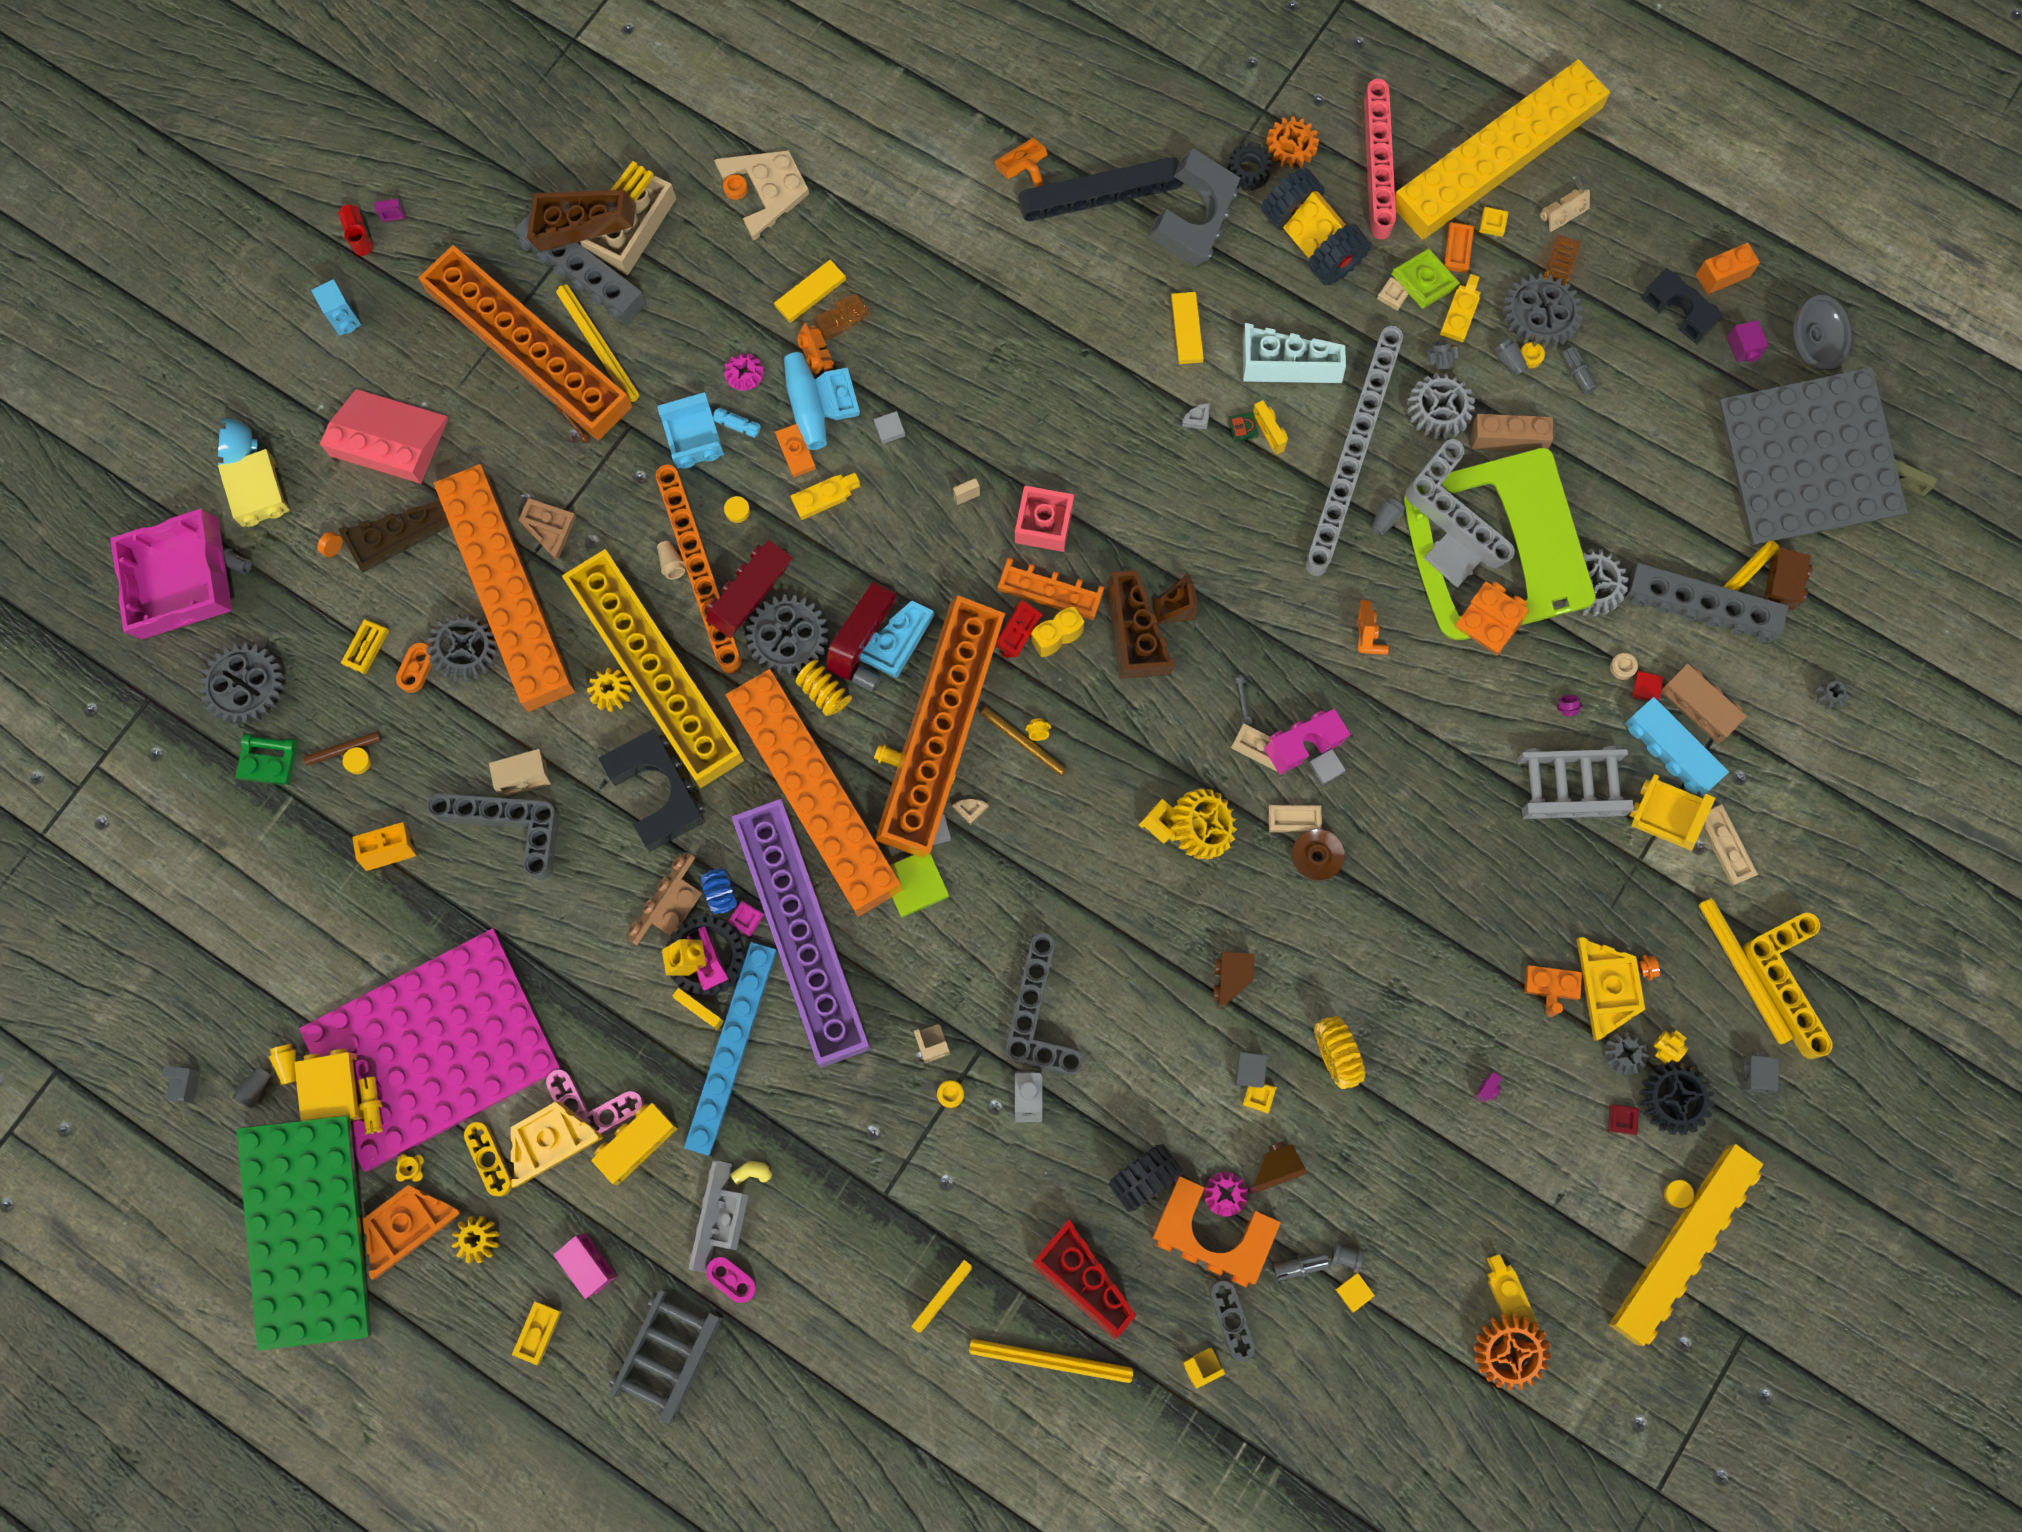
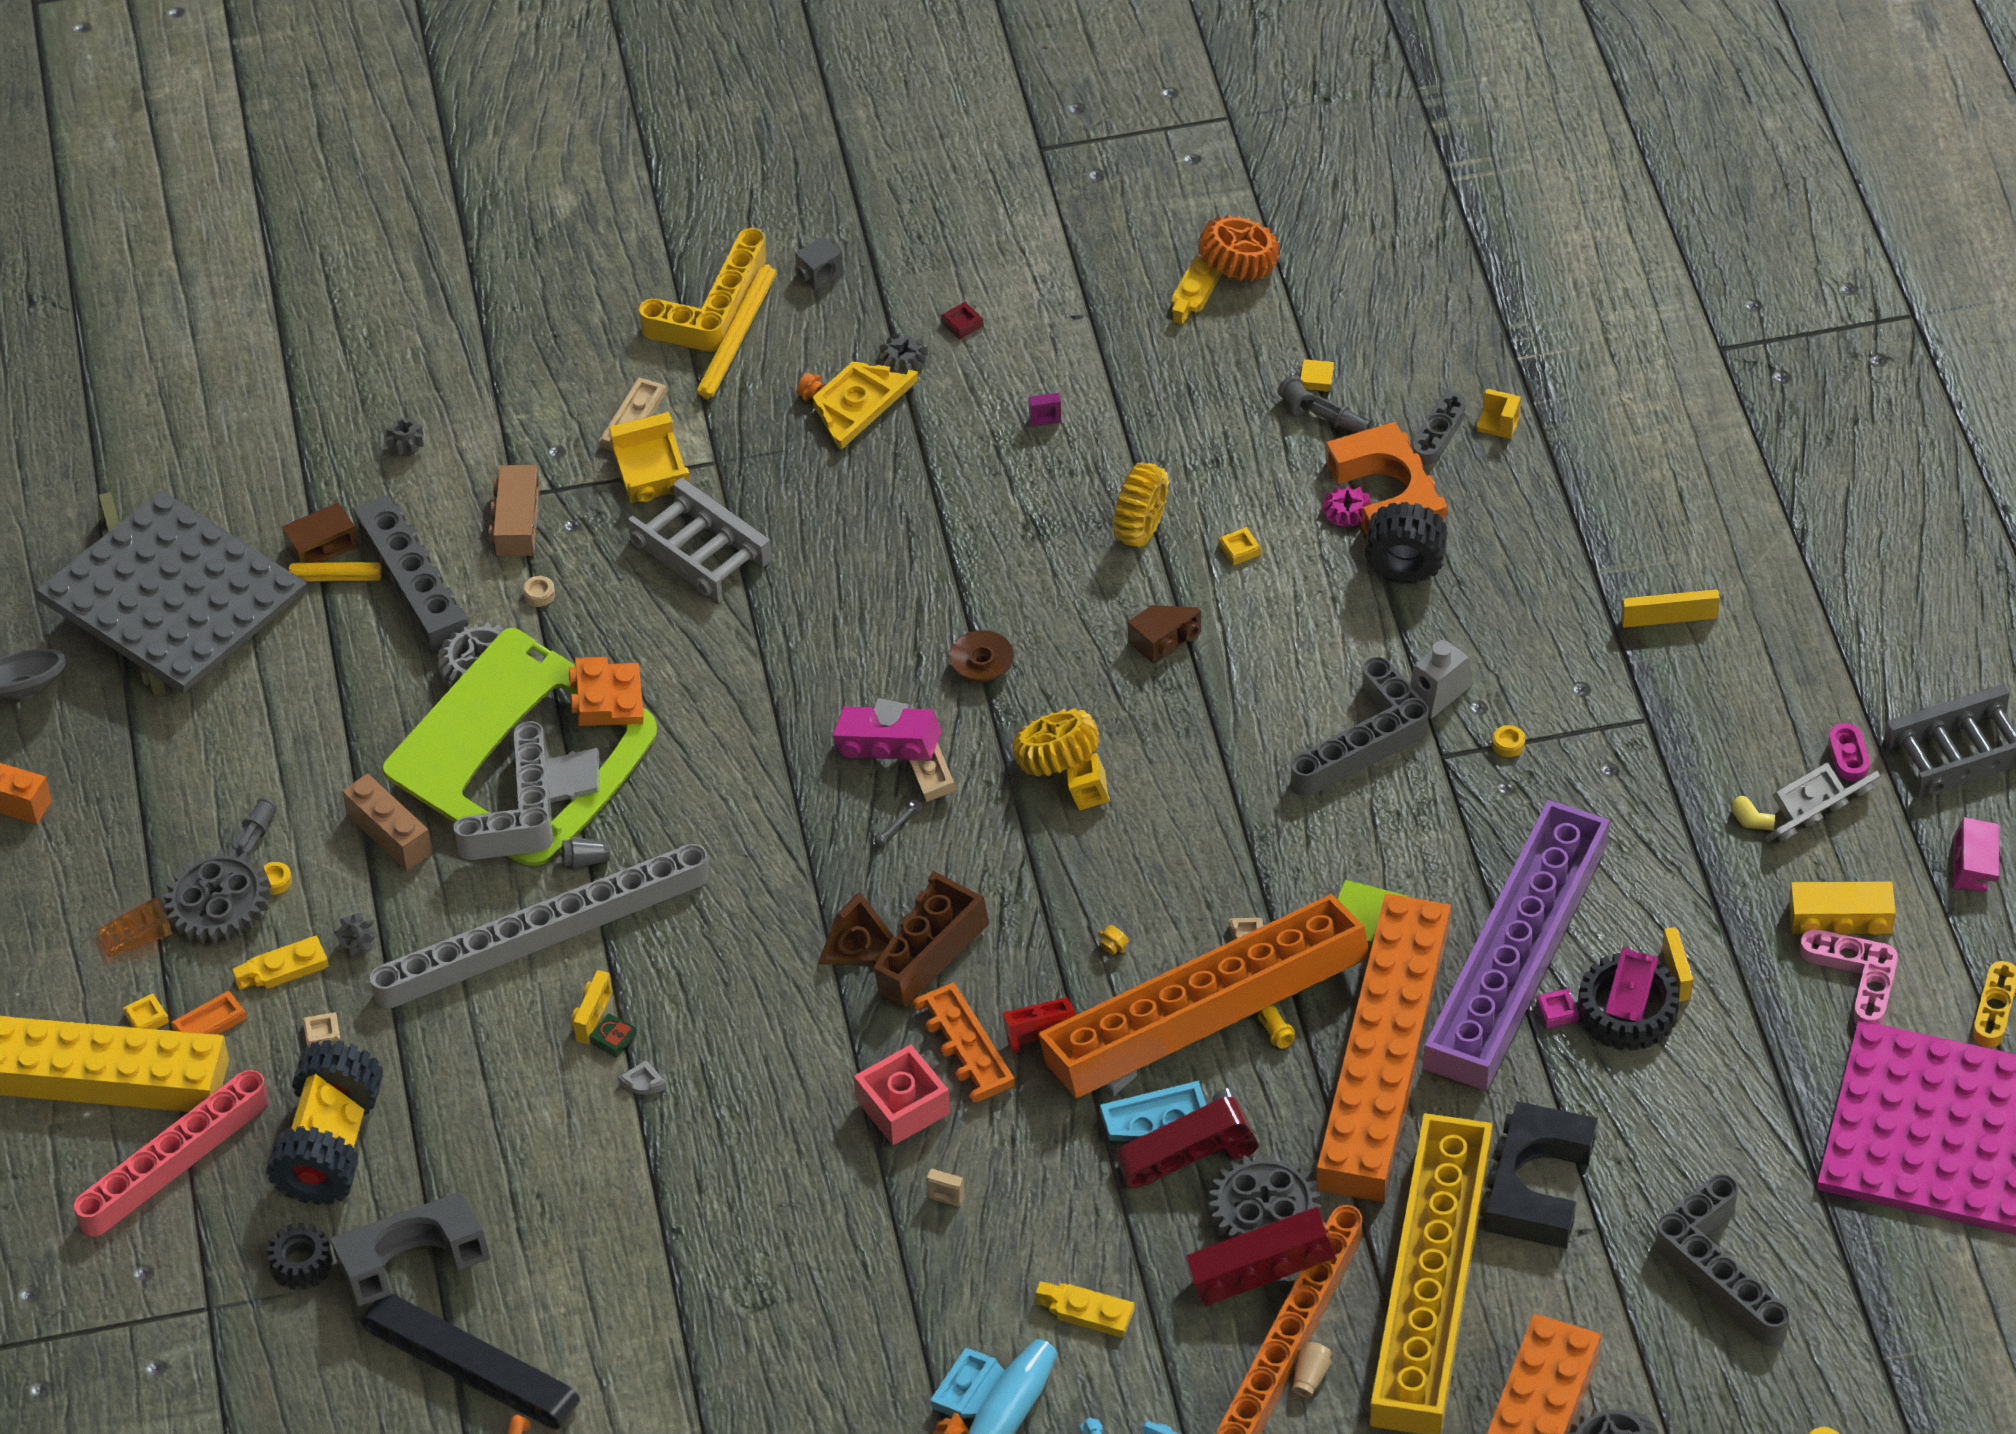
camera: 135 degrees left, 25 degrees down
(384, 846) = (1866, 1329): light orange hinge -> none
(519, 773) = (1663, 1290): tan hinge -> none
(548, 1140) = (1922, 964): yellow wing -> none
(609, 681) = (1495, 1295): yellow gear -> none
(669, 905) = (1621, 1073): medium nougat bracket -> none
(683, 957) = (1651, 989): yellow brick -> none
(718, 890) = (1561, 1032): blue gear -> none
(730, 1049) = (1685, 914): dark azure plate -> none
(737, 509) = (1190, 1367): yellow tile -> none
(795, 450) = (1069, 1374): orange plate -> none
(821, 690) = (1281, 1123): yellow piece -> none
(889, 427) = (950, 1317): light grey tile -> none
(932, 1043) = (1487, 781): tan panel -> none
(1023, 741) = (1135, 937): pearl gold bar -> none
(1051, 1360) = (1622, 510): yellow axle -> none
(1063, 629) = (993, 993): yellow brick -> none
(1083, 1280) = (1535, 536): red wedge -> none
(1187, 328) = (551, 1164): yellow tile -> none
(1250, 1070) = (1228, 560): dark grey panel -> none
(1277, 1167) = (1290, 475): reddish brown slope -> none
(1290, 145) = (230, 1240): orange gear -> none
(1290, 358) = (504, 1047): light aqua wedge -> none
(1294, 818) = (965, 703): tan tile -> none
(1369, 630) = (722, 772): orange plate -> none
(1425, 278) = (278, 1014): lime tile -> none
(1430, 392) = (416, 896): light grey gear -> none
(1511, 356) = (296, 887): dark grey cone -> none
(1554, 985) = (900, 437): orange plate -> none
(1569, 705) = (619, 597): magenta plate -> none
(1572, 205) = (56, 961): tan hinge -> none
(1647, 686) = (541, 560): red tile -> none
(1670, 1046) = (865, 326): yellow gear -> none
(1672, 291) = (92, 777): black arch -> none
(1676, 748) = (582, 499): medium azure brick -> none
(1678, 1109) = (905, 303): black gear -> none
(1679, 1194) = (981, 249): yellow tile -> none
(1686, 1245) = (1018, 215): yellow brick -> none
(1747, 341) = (83, 725): magenta brick -> none

